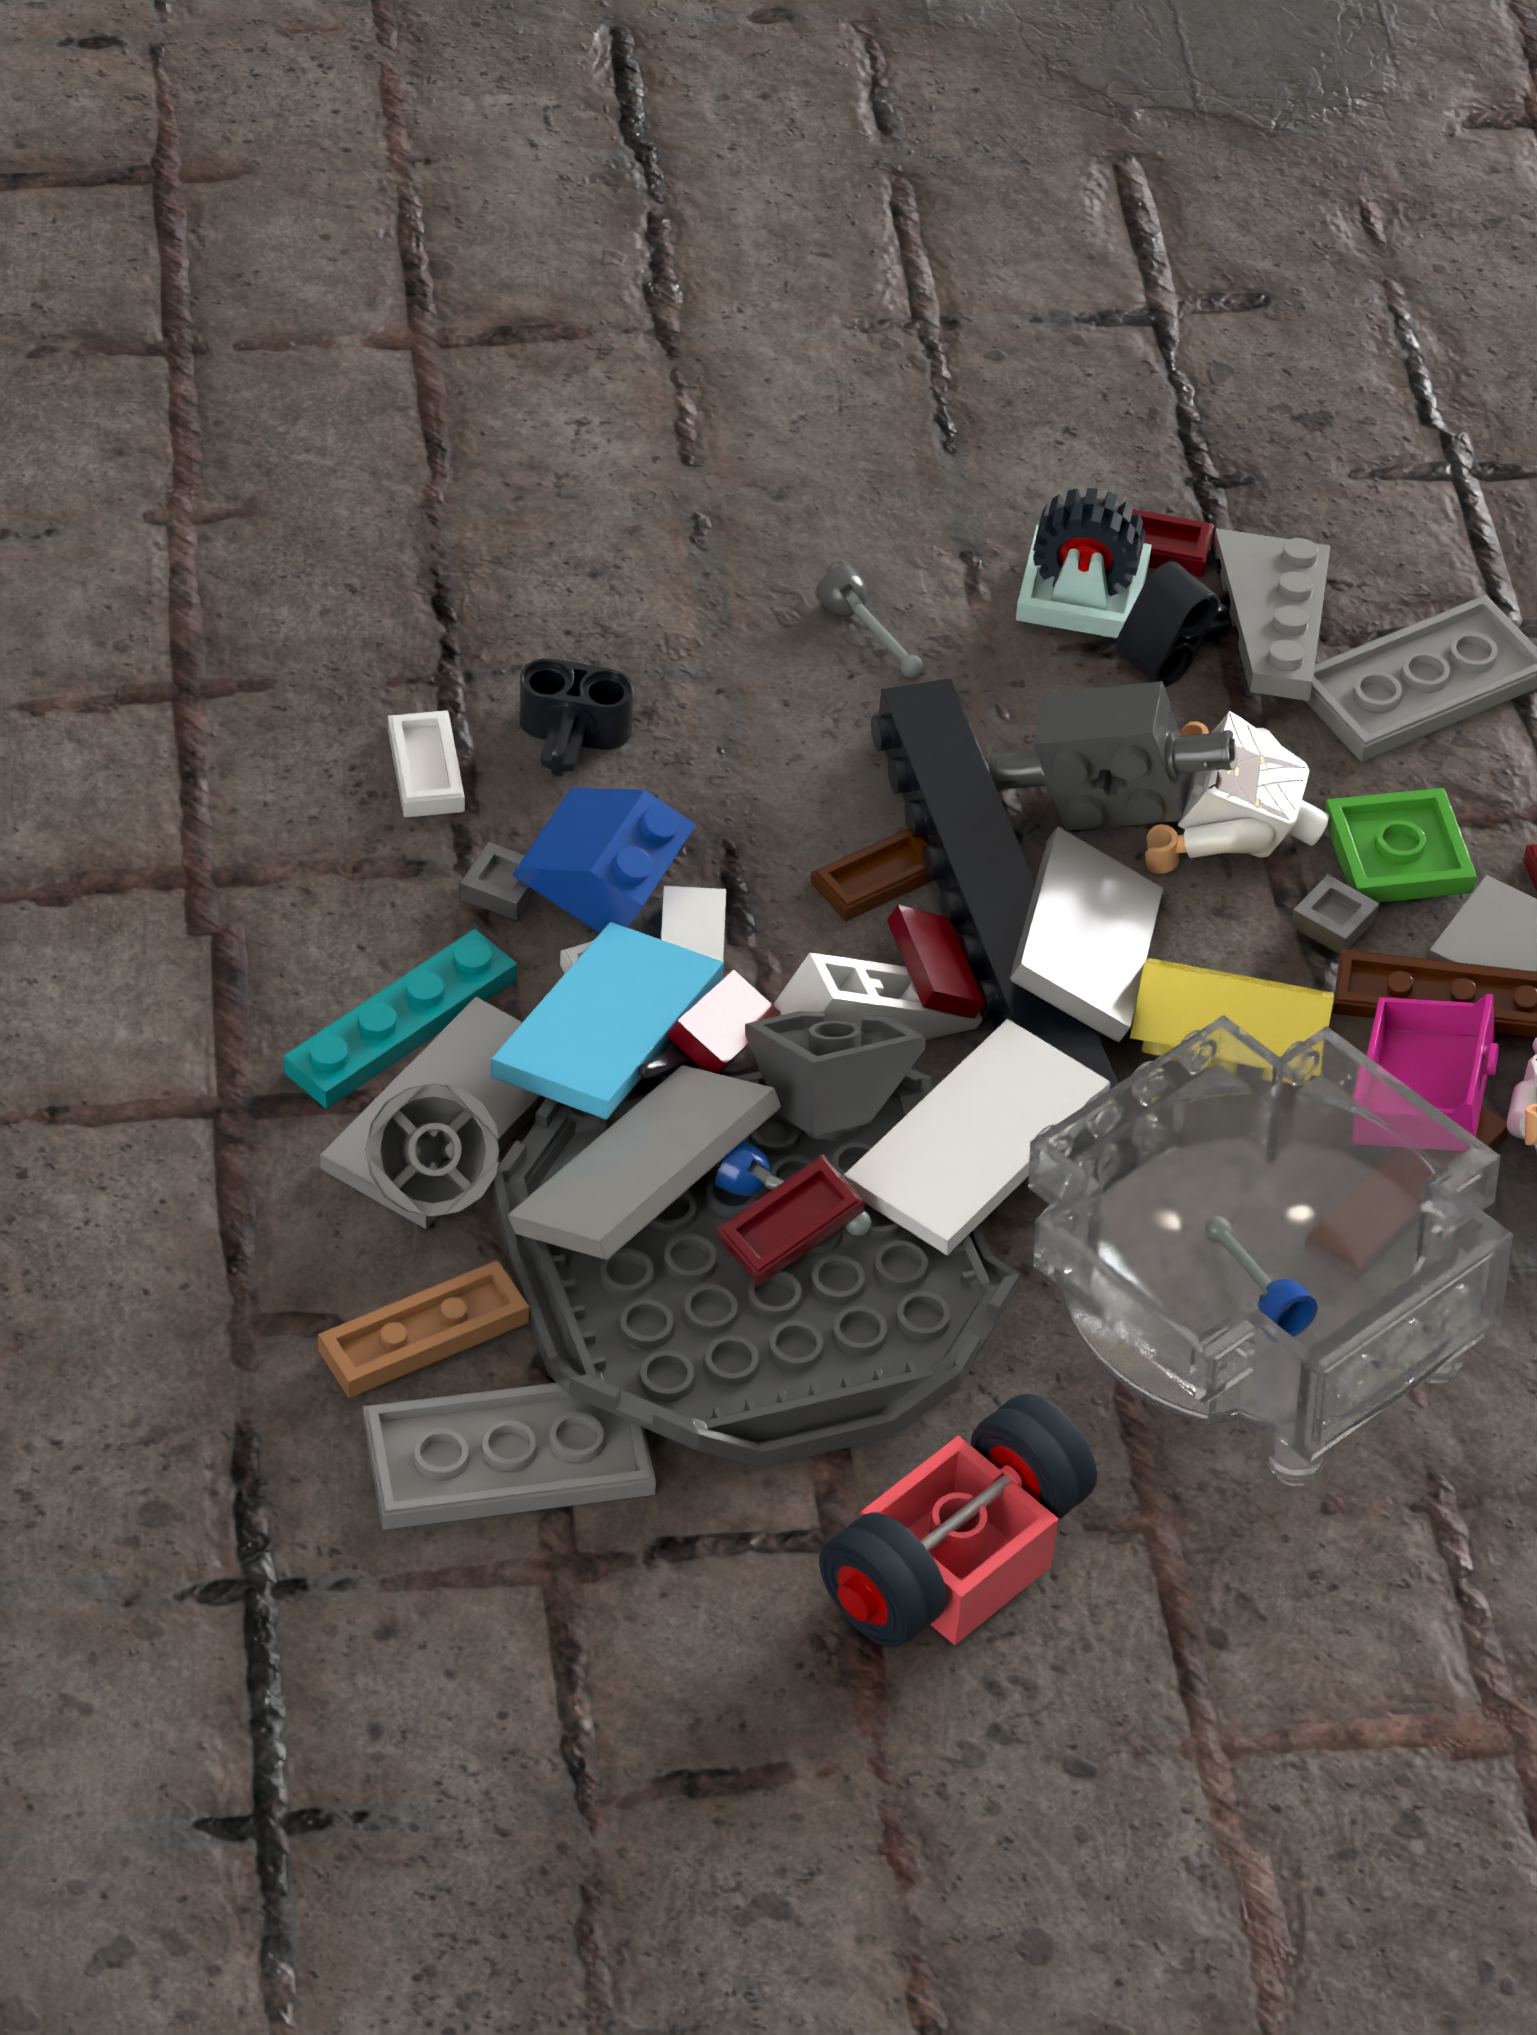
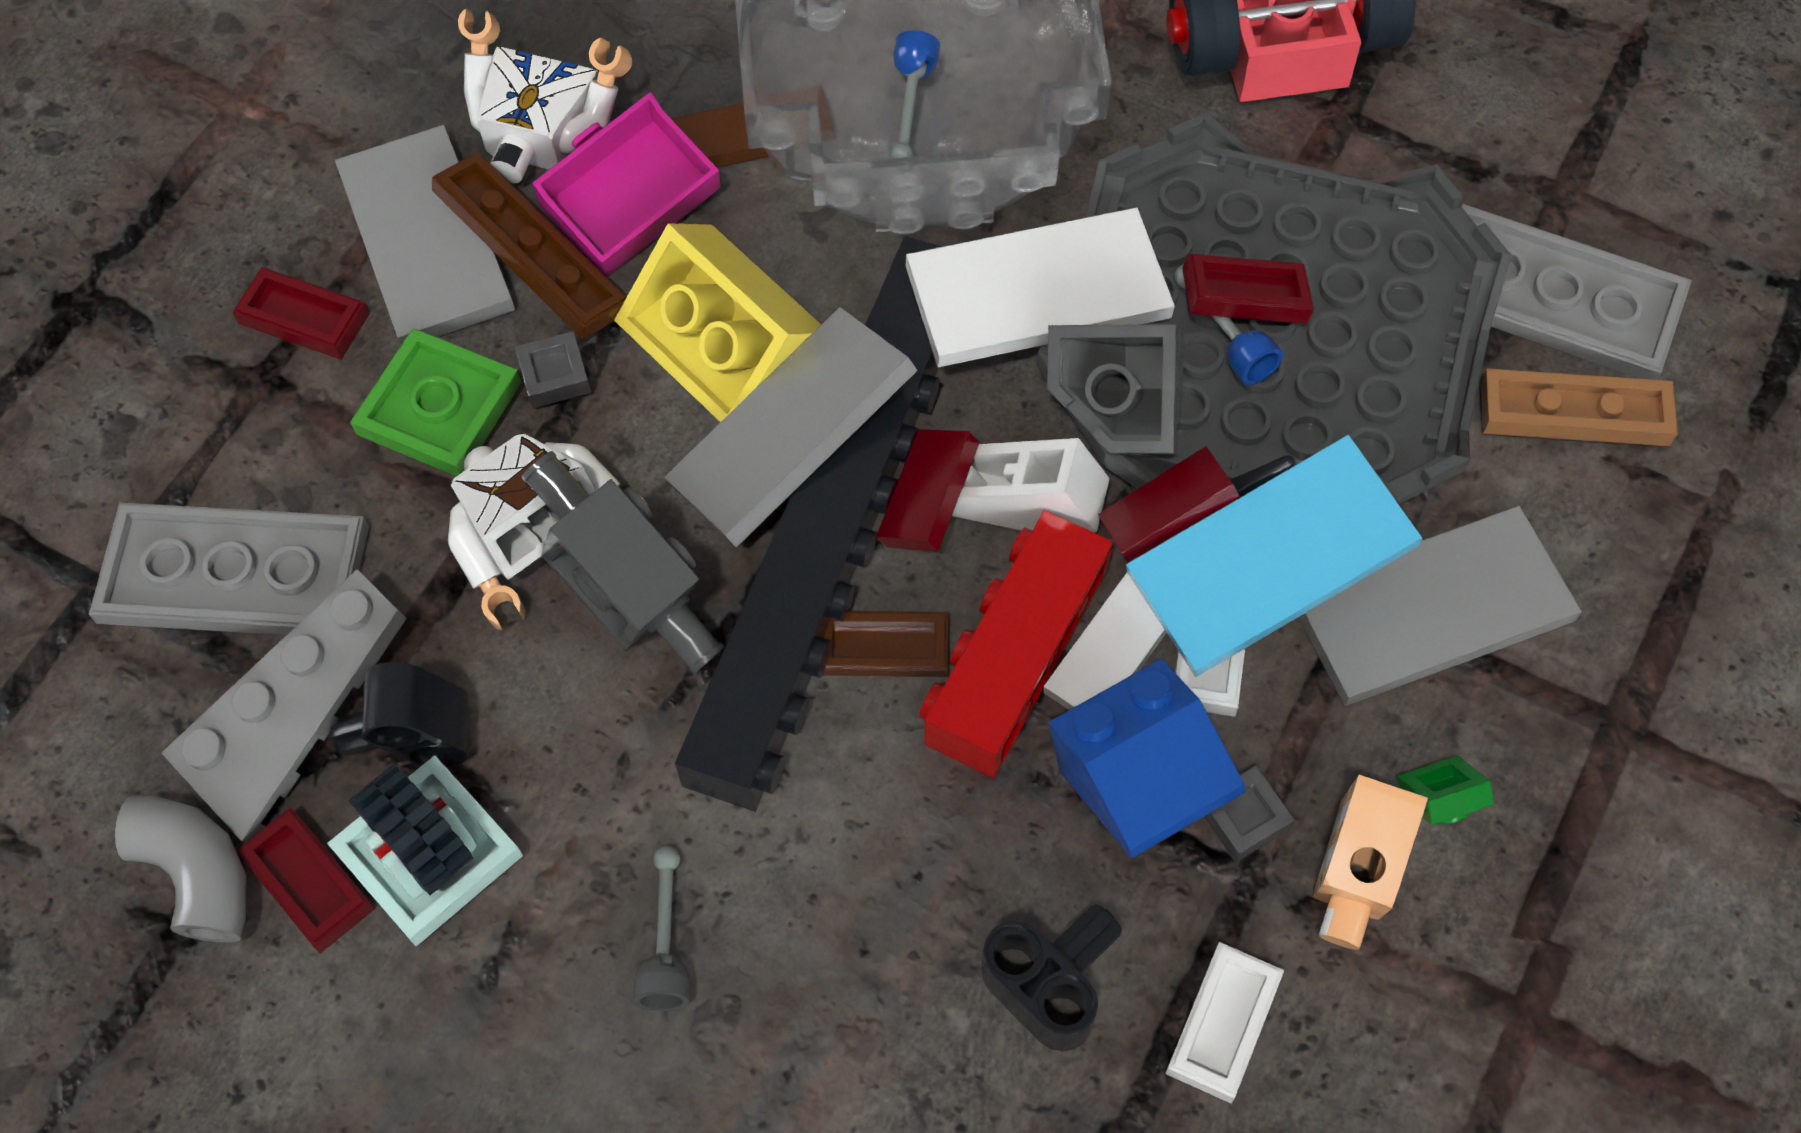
camera: 140 degrees left, 15 degrees up
(355, 963) = (1451, 789): none -> green plate
(386, 856) = (1377, 834): none -> light nougat torso
(398, 1018) = (1423, 727): teal plate -> none
(433, 1149) = (1514, 505): light grey cylinder -> none
(644, 1162) = (1349, 377): light grey tile -> none
(768, 886) = (1016, 644): none -> red brick
(1233, 499) = (195, 856): none -> light grey cylinder

